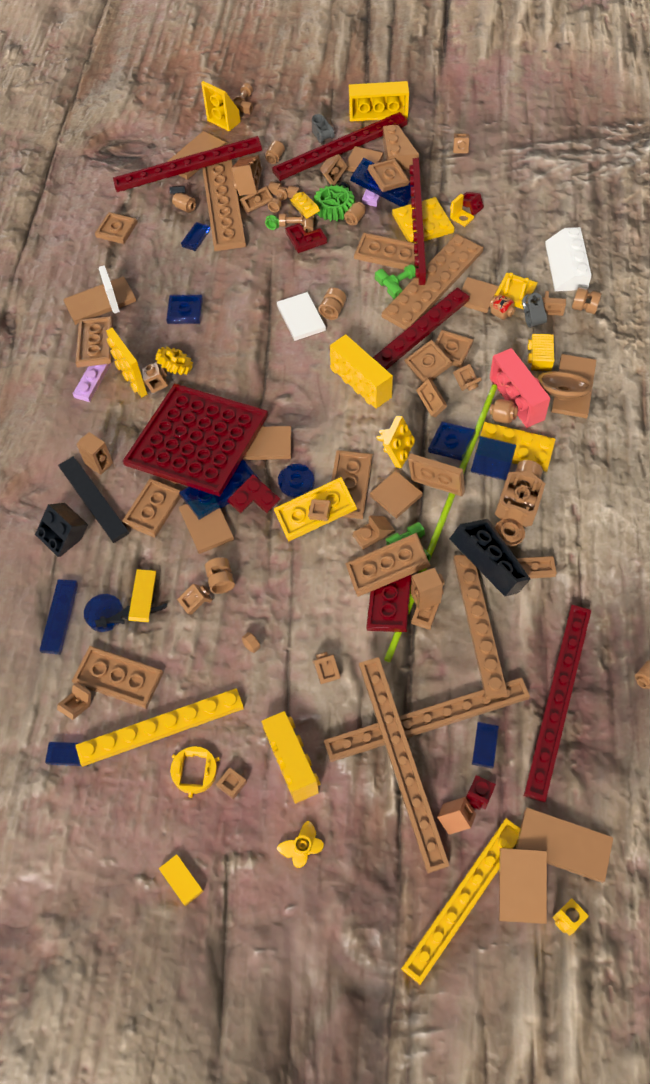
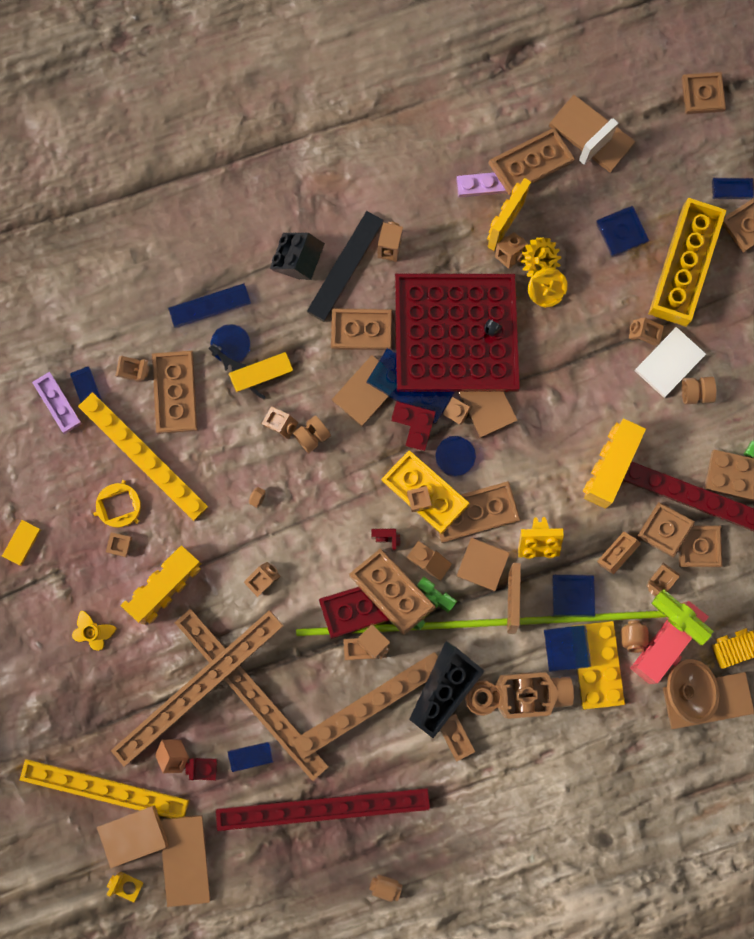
camera: 60 degrees right, 20 degrees up
(65, 786) = (57, 403): none -> lavender plate
(198, 365) = (547, 287): none -> yellow tile
(207, 408) = (492, 328): none -> black hinge
(233, 275) = (687, 262): none -> yellow brick
(260, 463) = (457, 410): none -> medium nougat plate
(268, 319) = (646, 330): none -> medium nougat bracket
(336, 553) = (383, 535): none -> dark red bracket
(505, 360) = (682, 617): none -> lime piece

